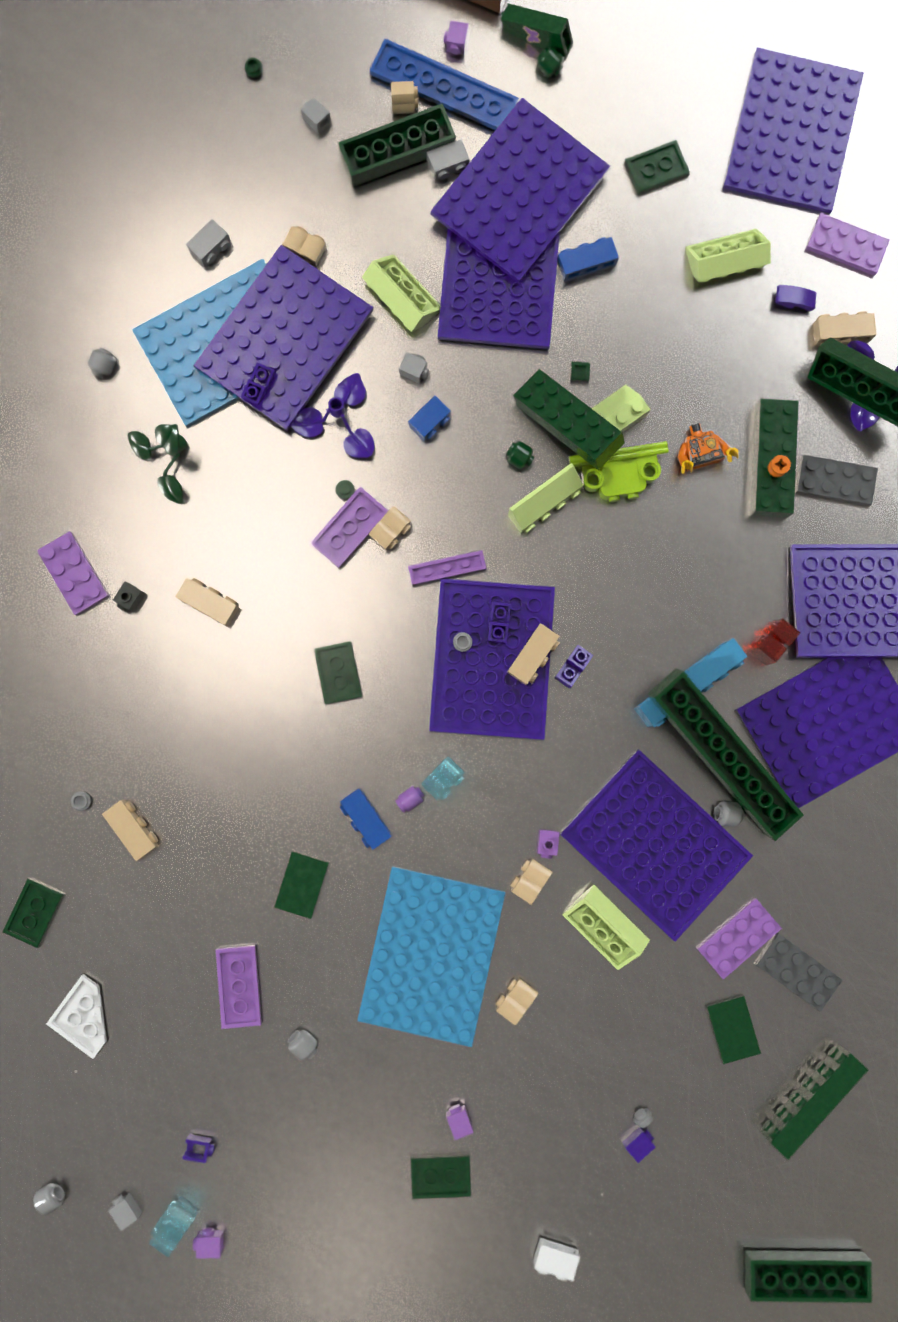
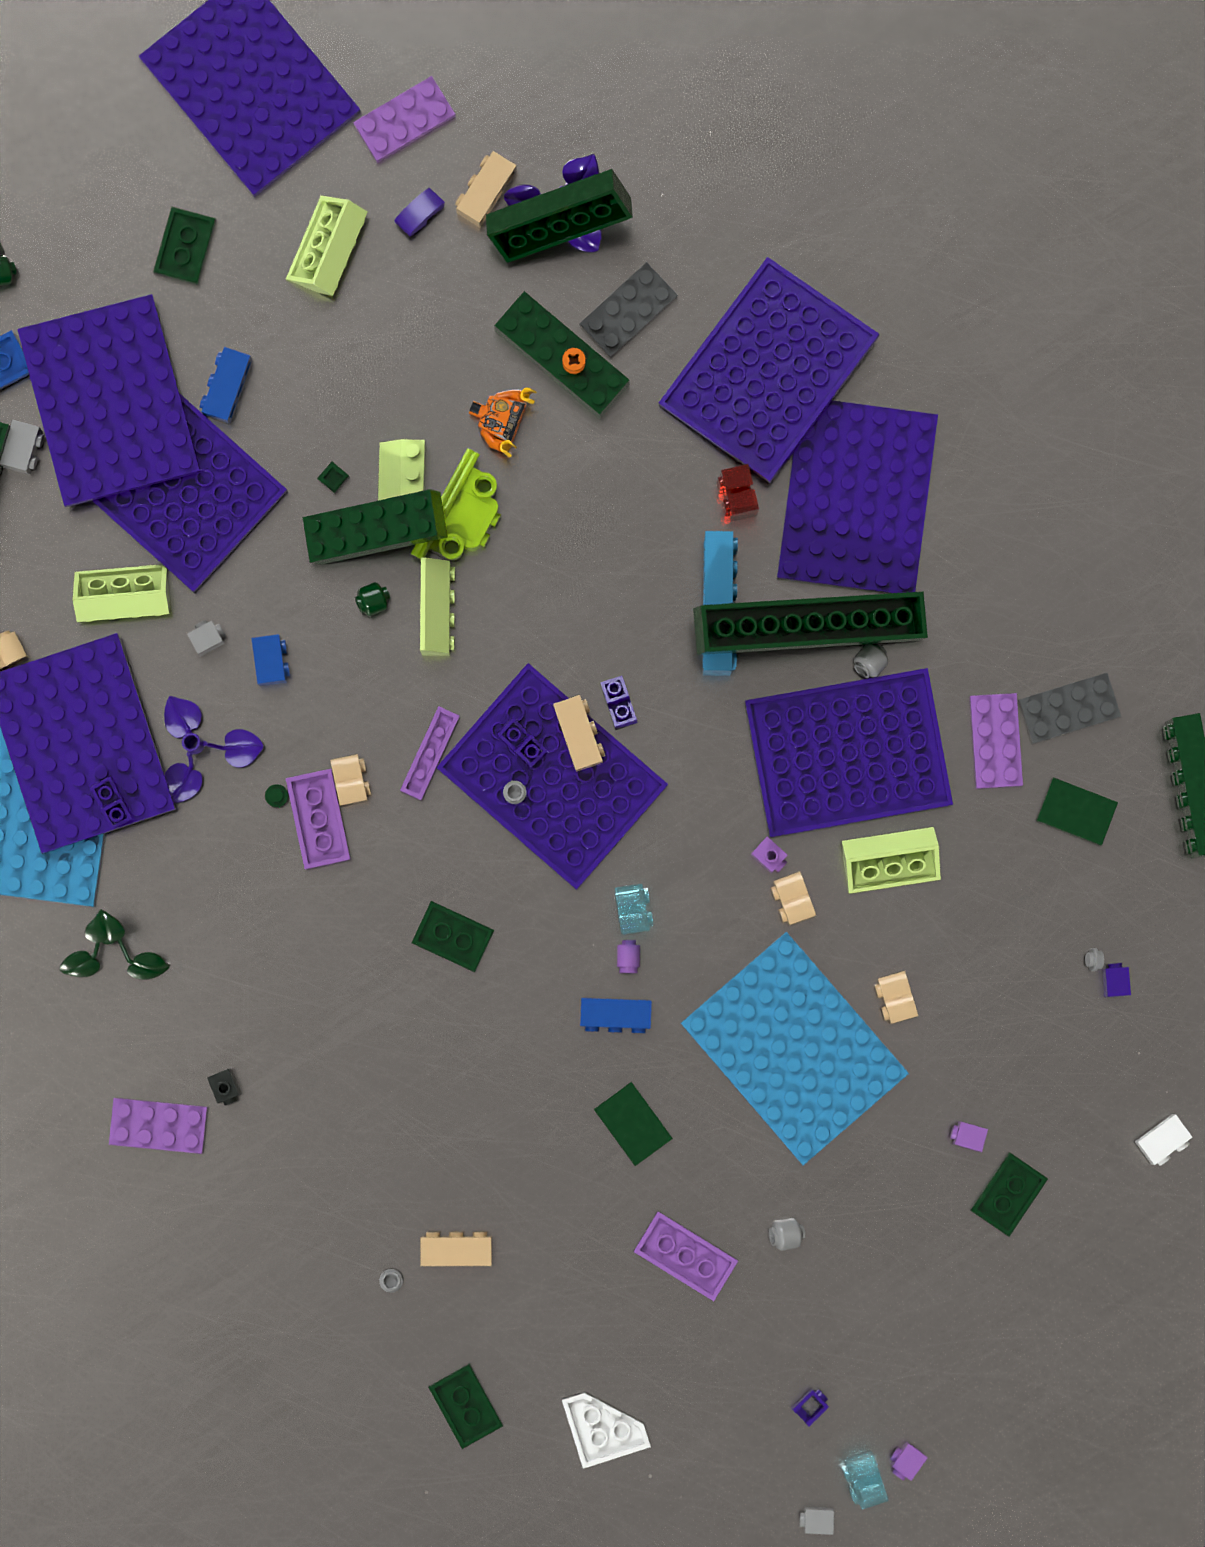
camera: 55 degrees left, 0 degrees up
(207, 601) = (287, 1012): tan brick -> none

